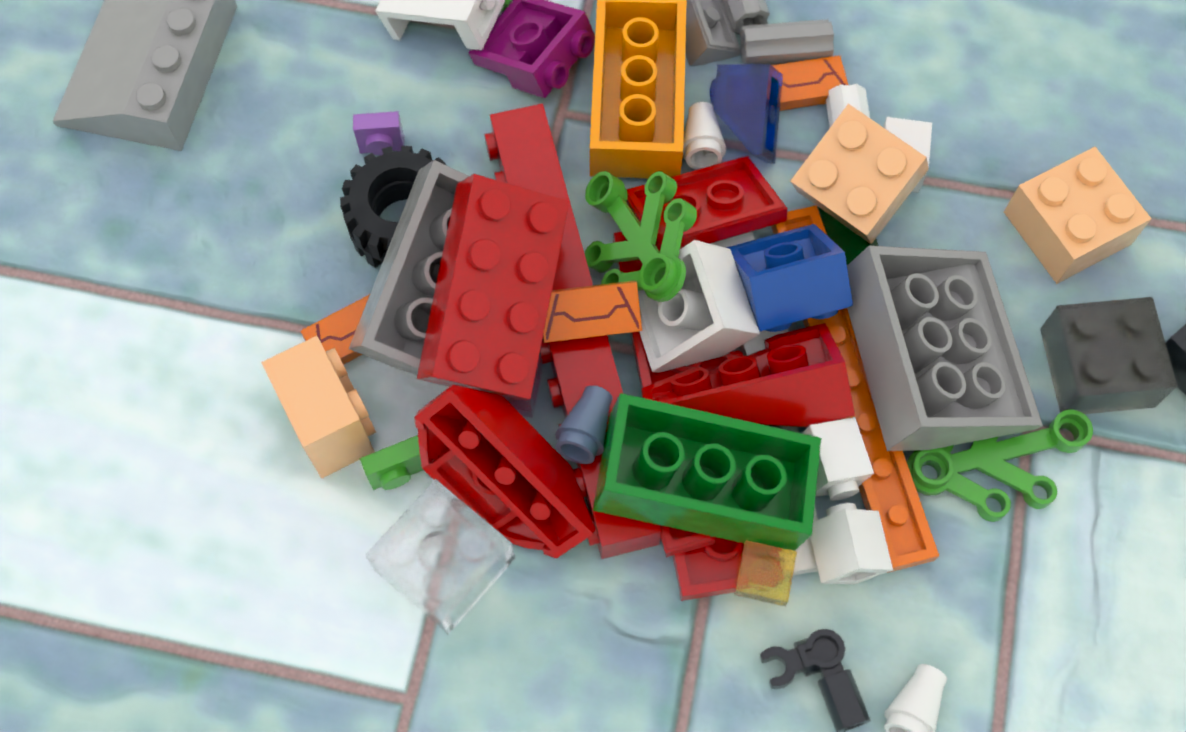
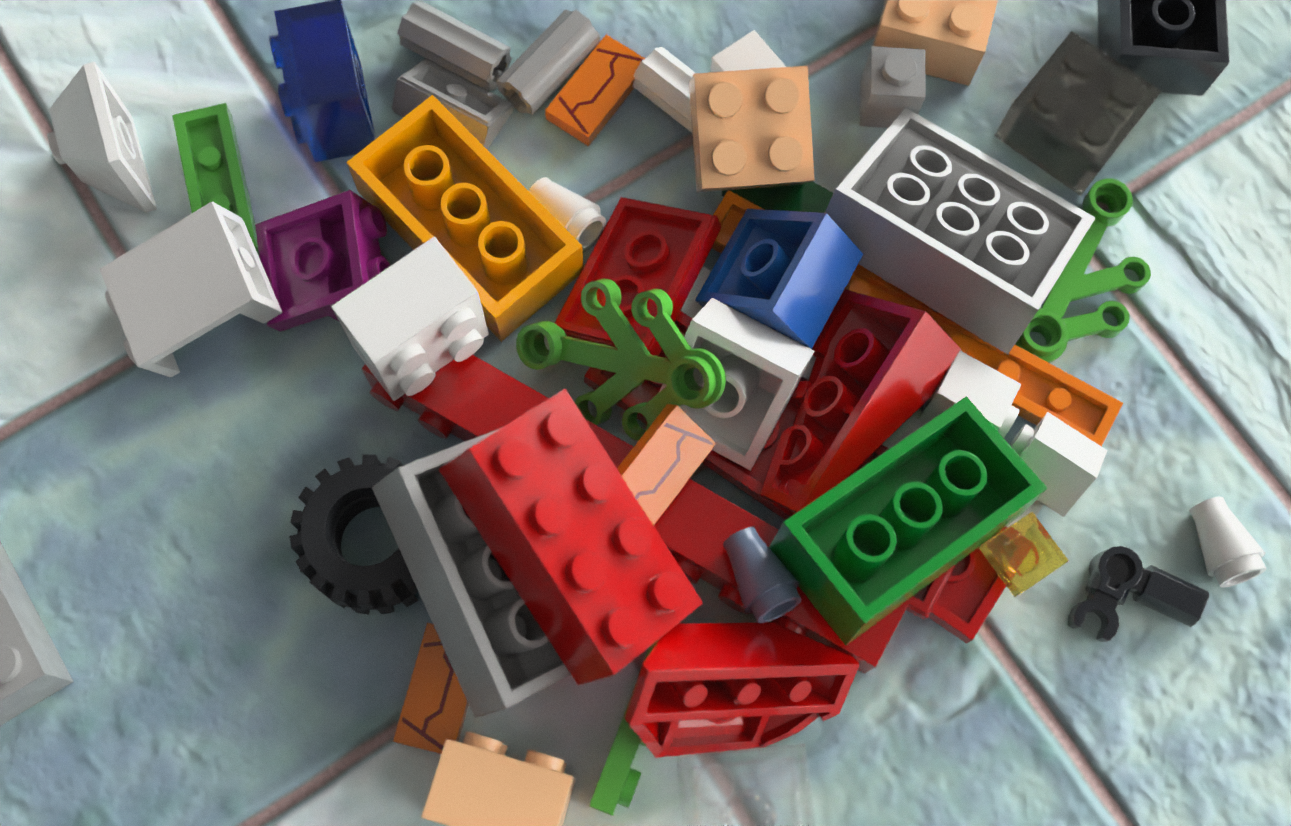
camera: 50 degrees left, 5 degrees up
(378, 131) = (265, 482): medium lavender plate -> none
(535, 102) = (414, 319): none -> white brick
(749, 104) = (581, 150): clear blue slope -> none
(995, 230) = (891, 83): none -> light grey brick

